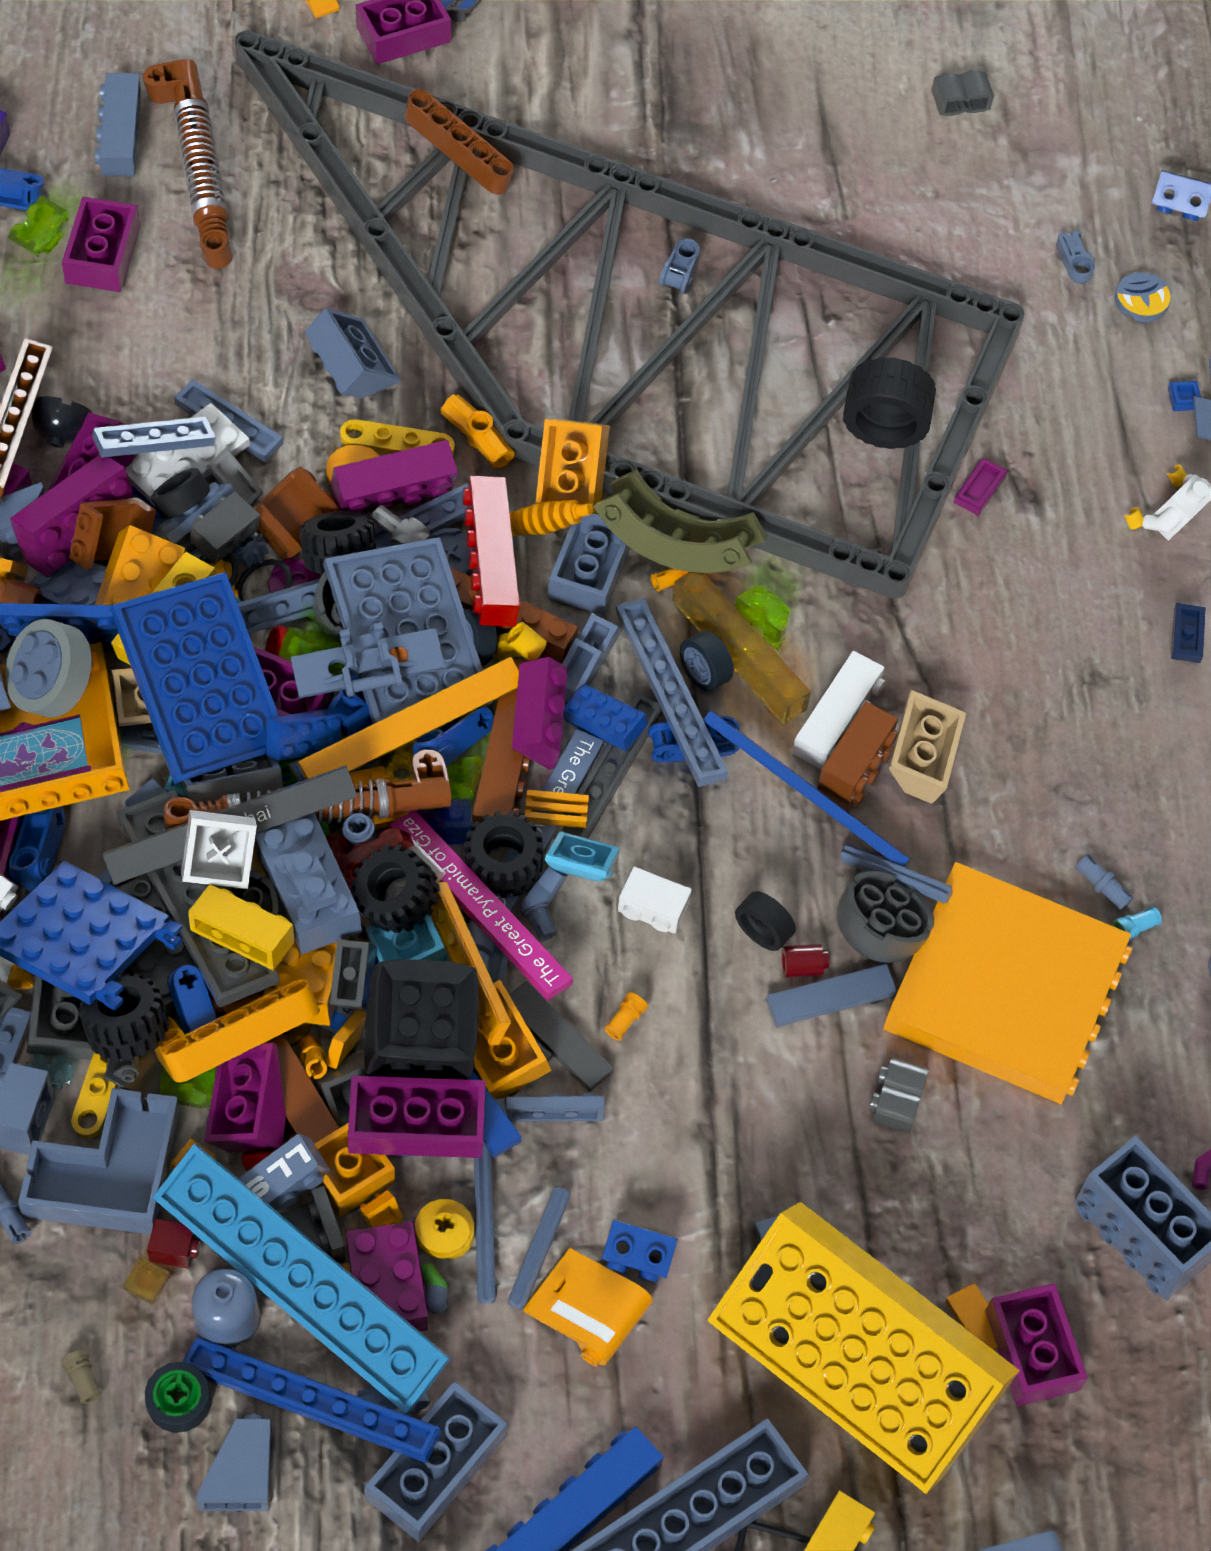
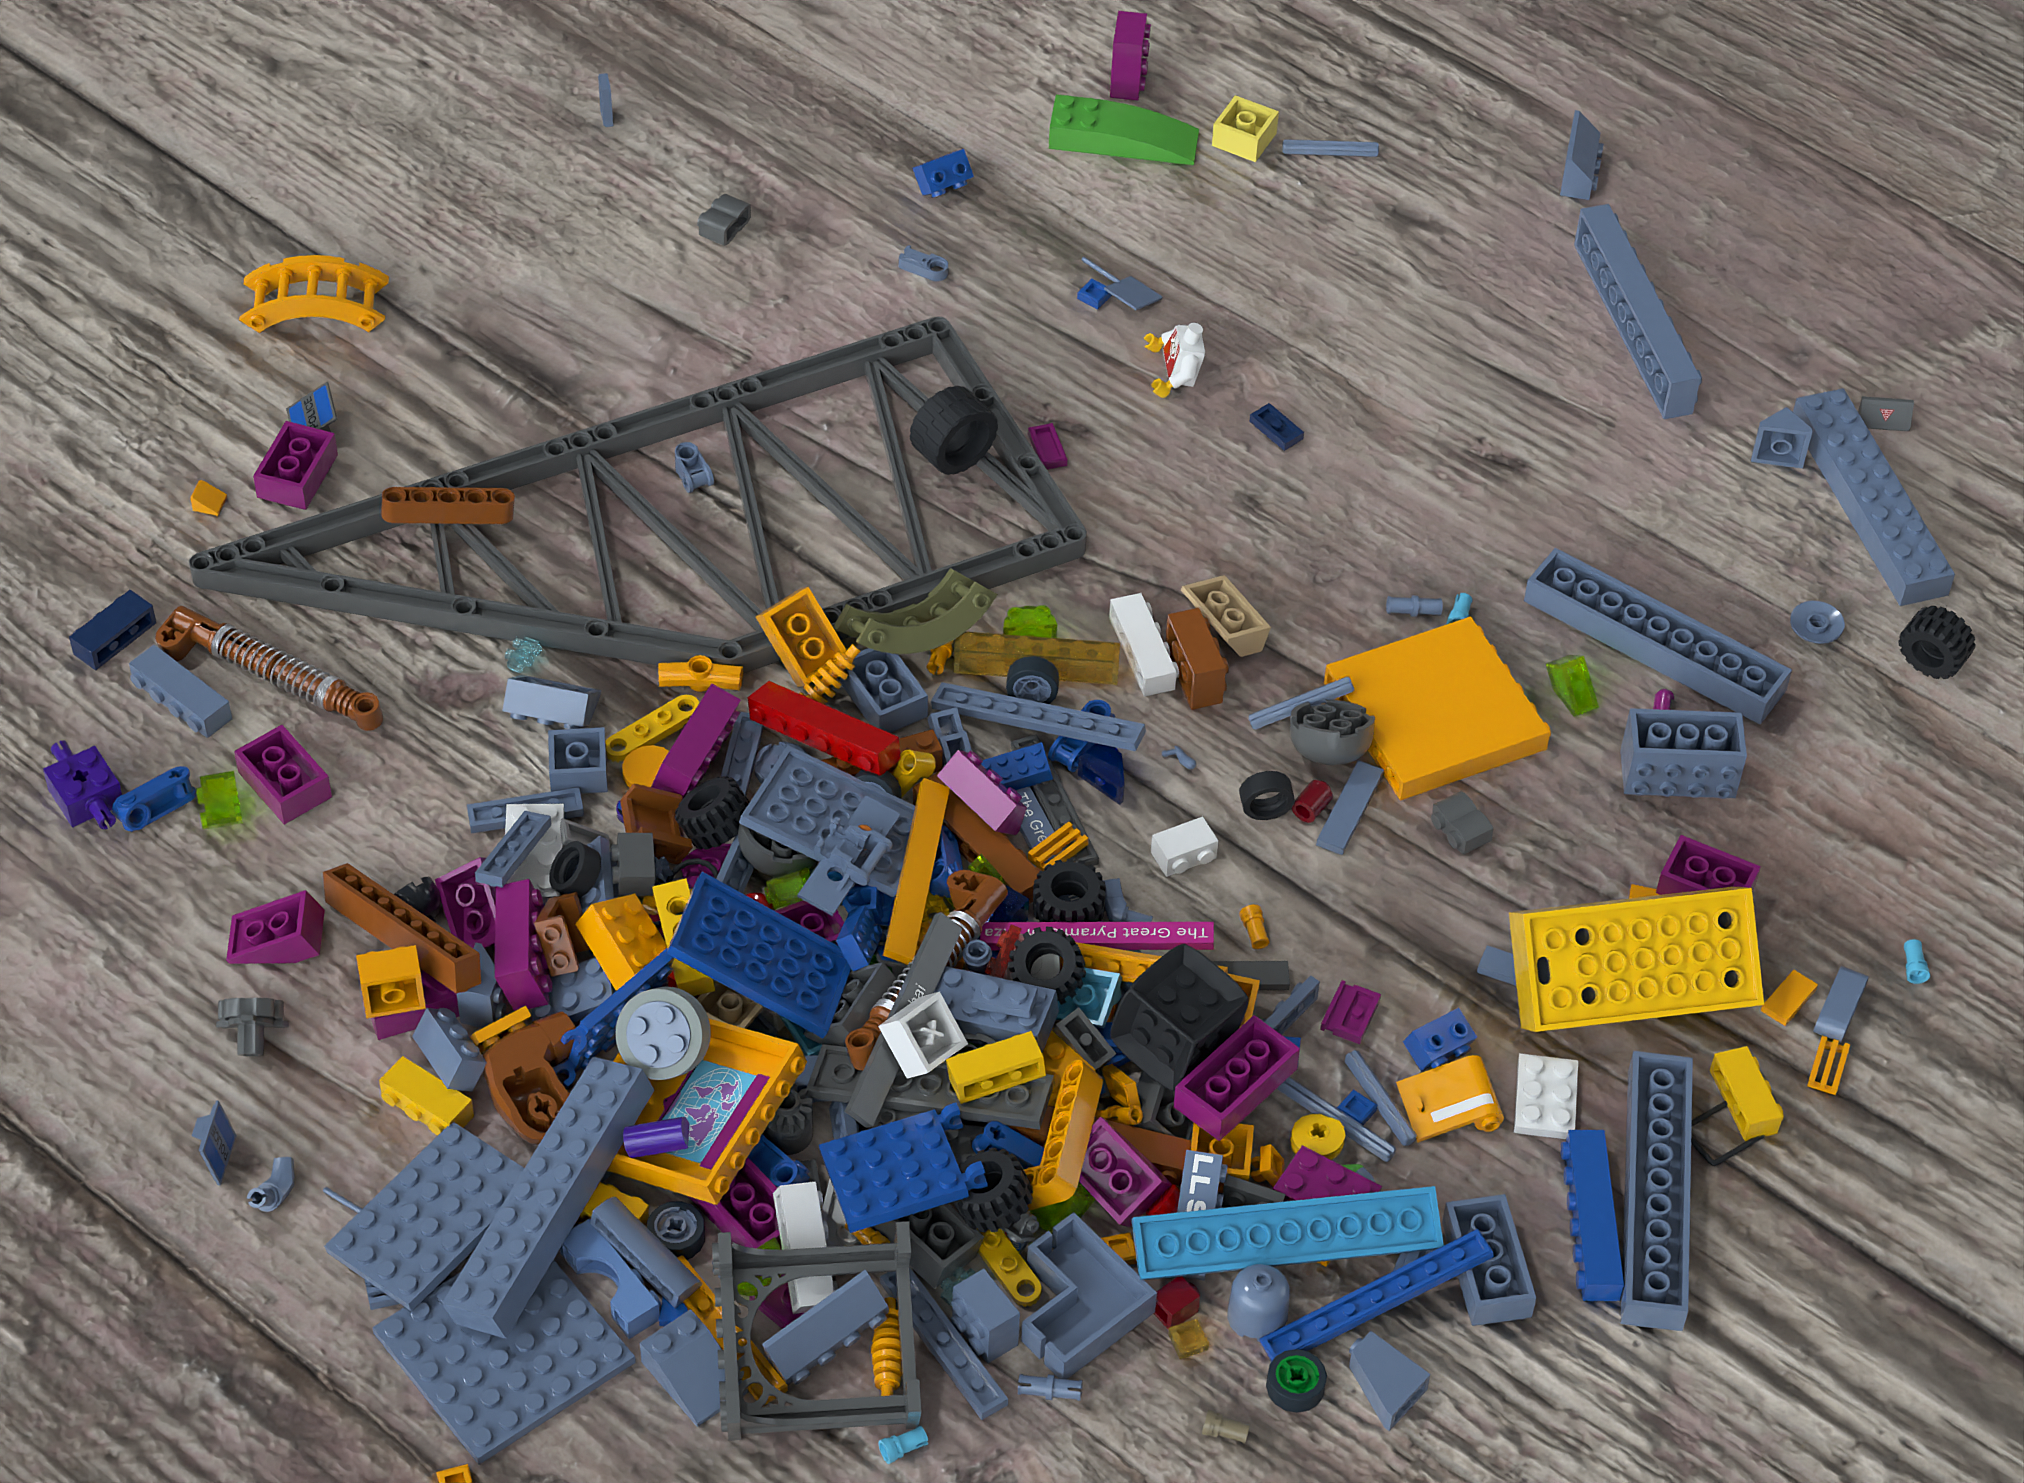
camera: 45 degrees left, 10 degrees down
(91, 826) = (792, 1124): none -> dark grey gear
(135, 40) = (112, 629): none -> dark blue brick
(304, 415) = (578, 760): none -> sand blue brick
(380, 304) = (523, 654): none -> clear light blue piece
(402, 531) = (749, 770): light grey axle -> none
(510, 1237) = (1358, 1107): none -> blue tile
(582, 857) = (1118, 856): medium azure slope -> none
(606, 1157) = (1350, 1012): none -> magenta plate
(670, 1381) = (1545, 1096): none -> white plate
(675, 784) = (1103, 770): none -> clear blue slope
(753, 830) = (1183, 758): none -> sand blue piece
(806, 789) = (1189, 700): blue tile -> none
(981, 1511) = (1789, 997): none -> light orange tile
(1143, 297) = (994, 255): tile -> none
(1149, 1072) = (1573, 683): none -> clear neon green slope

